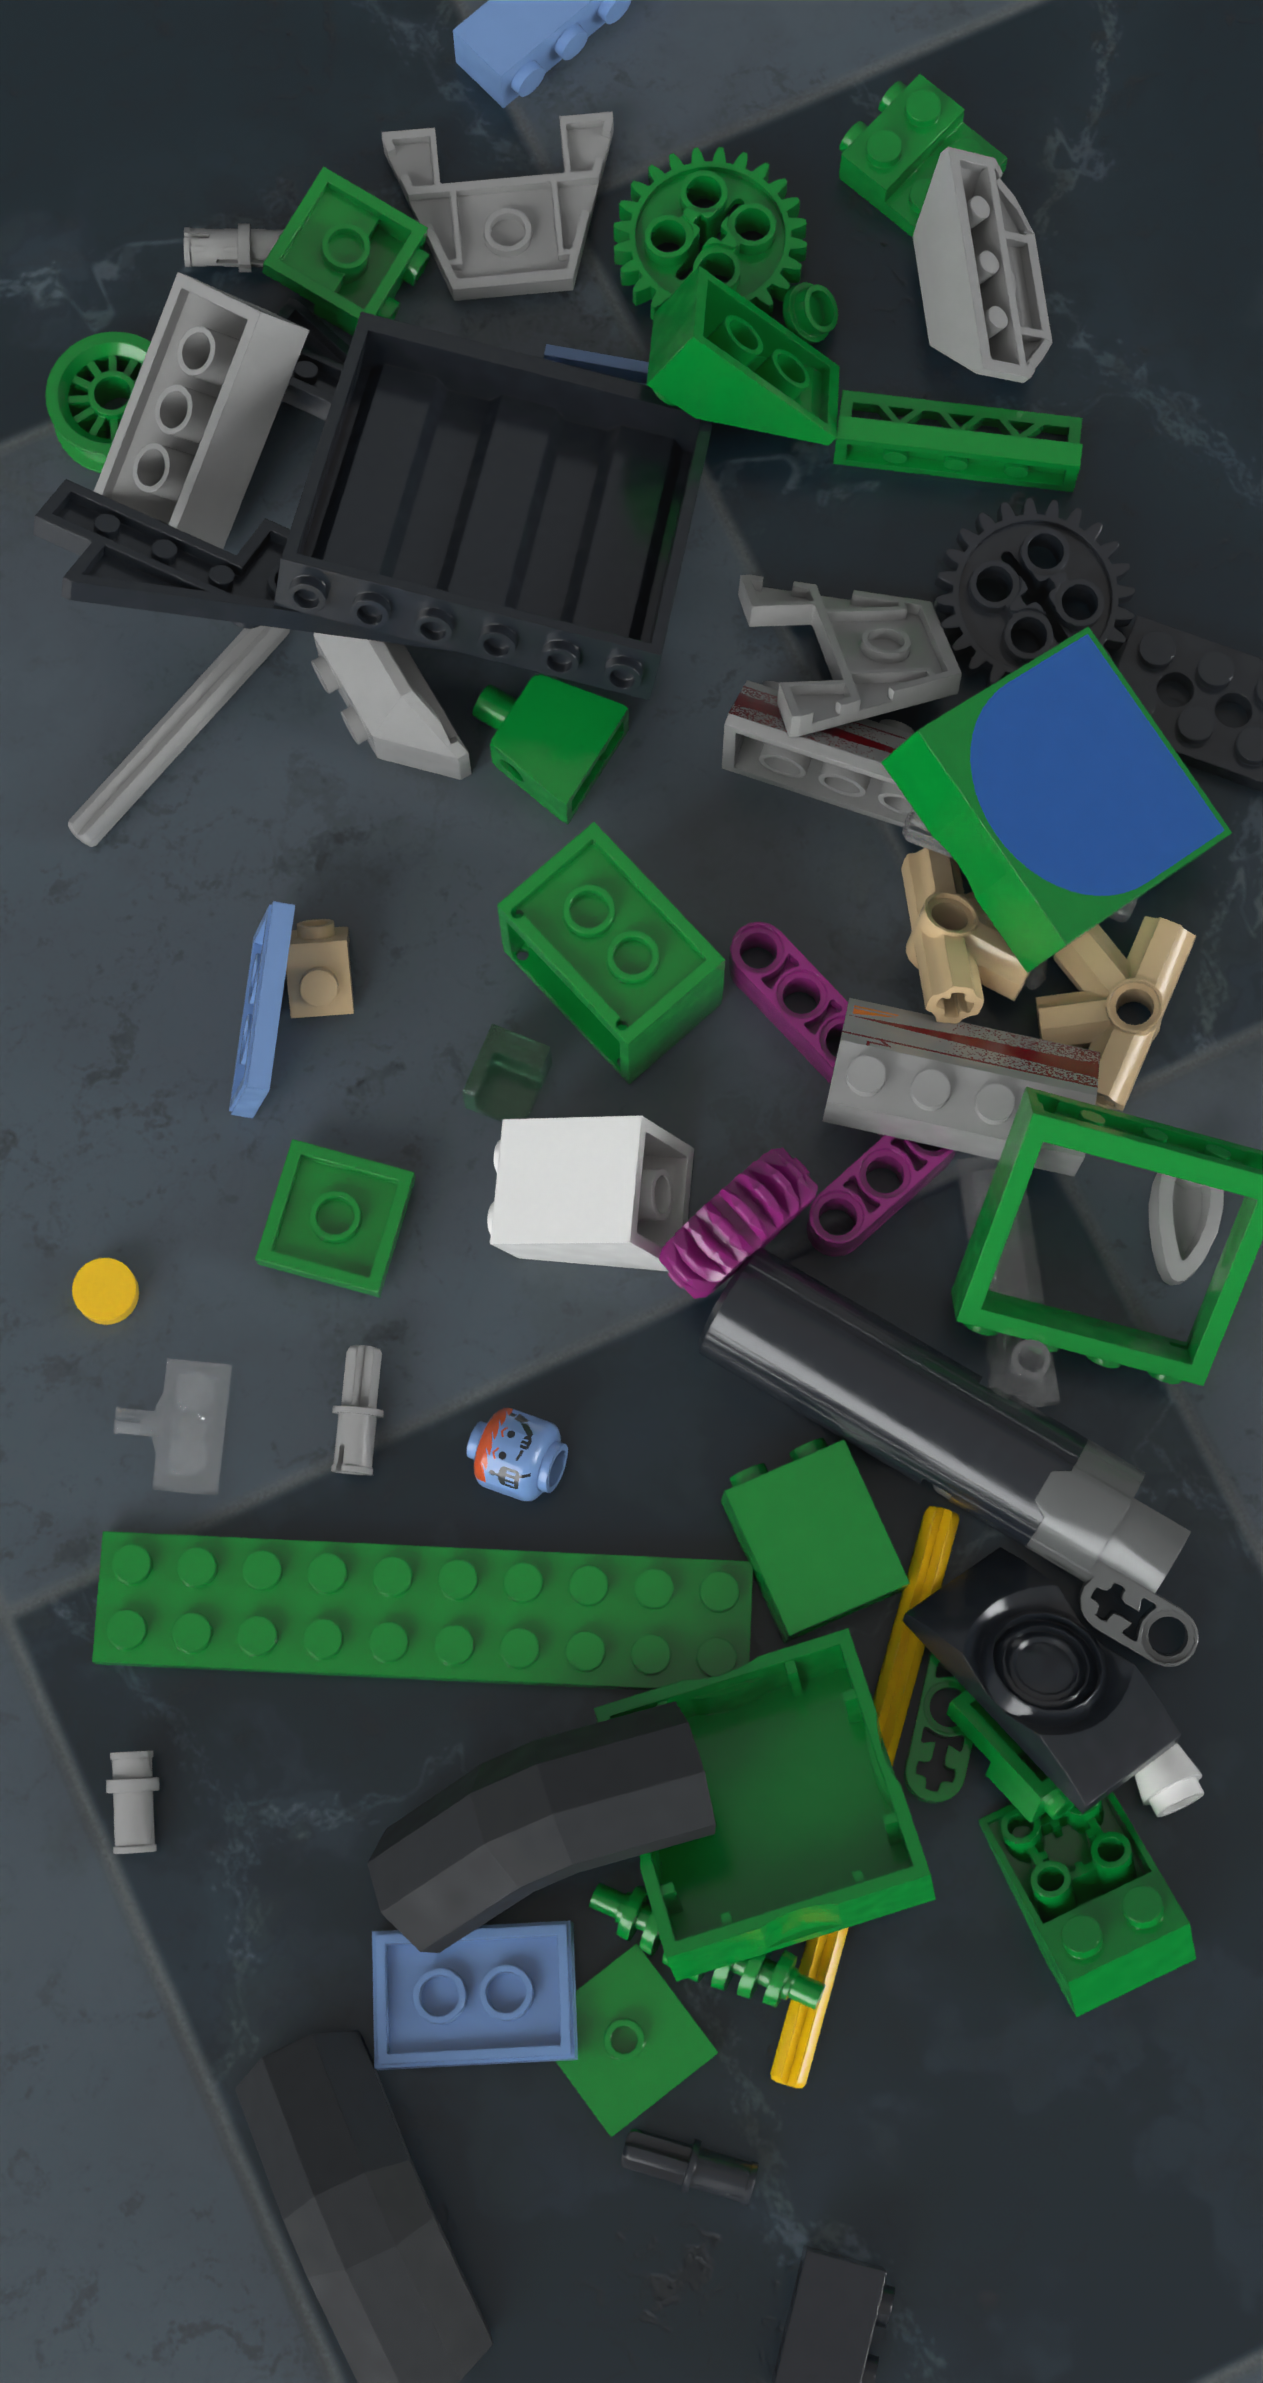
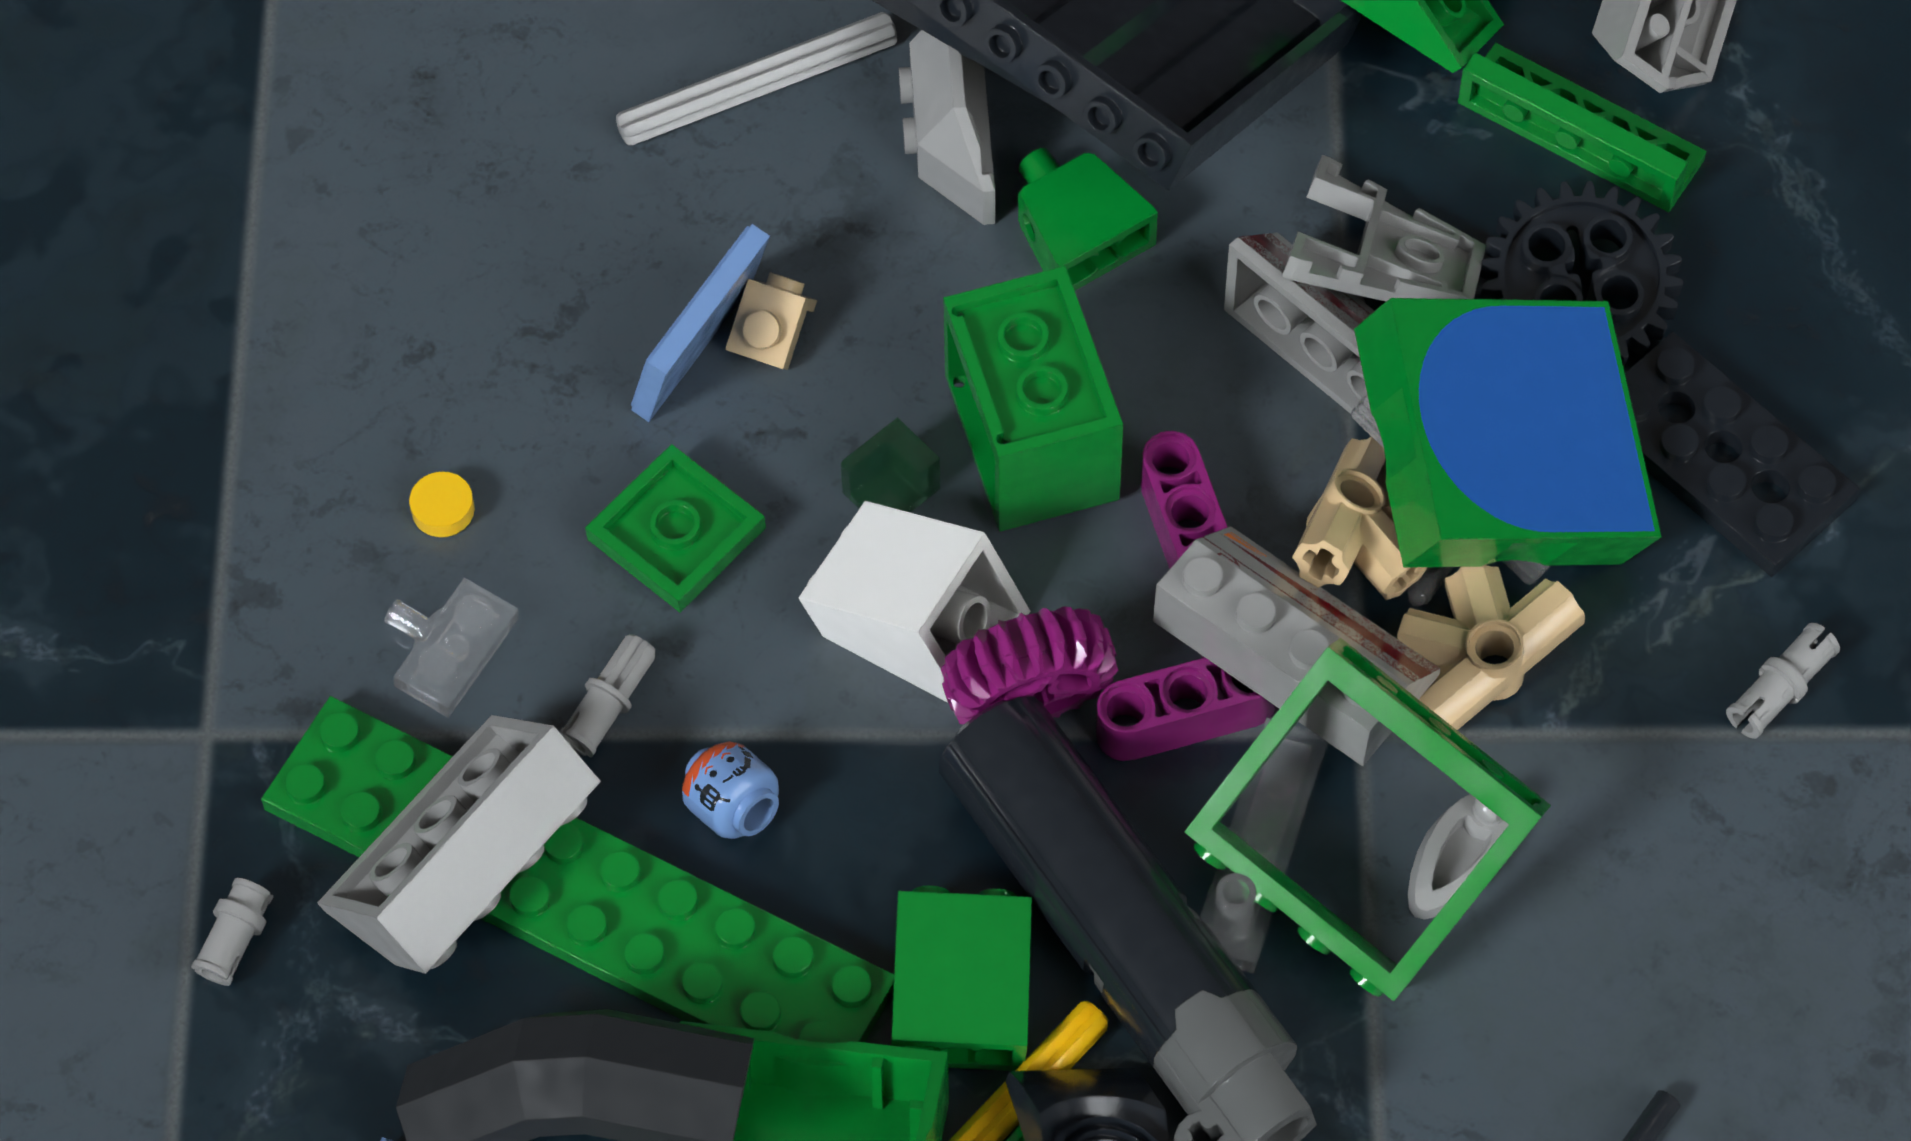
camera: 25 degrees right, 15 degrees down
(305, 1628) = (461, 842): none -> light grey slope

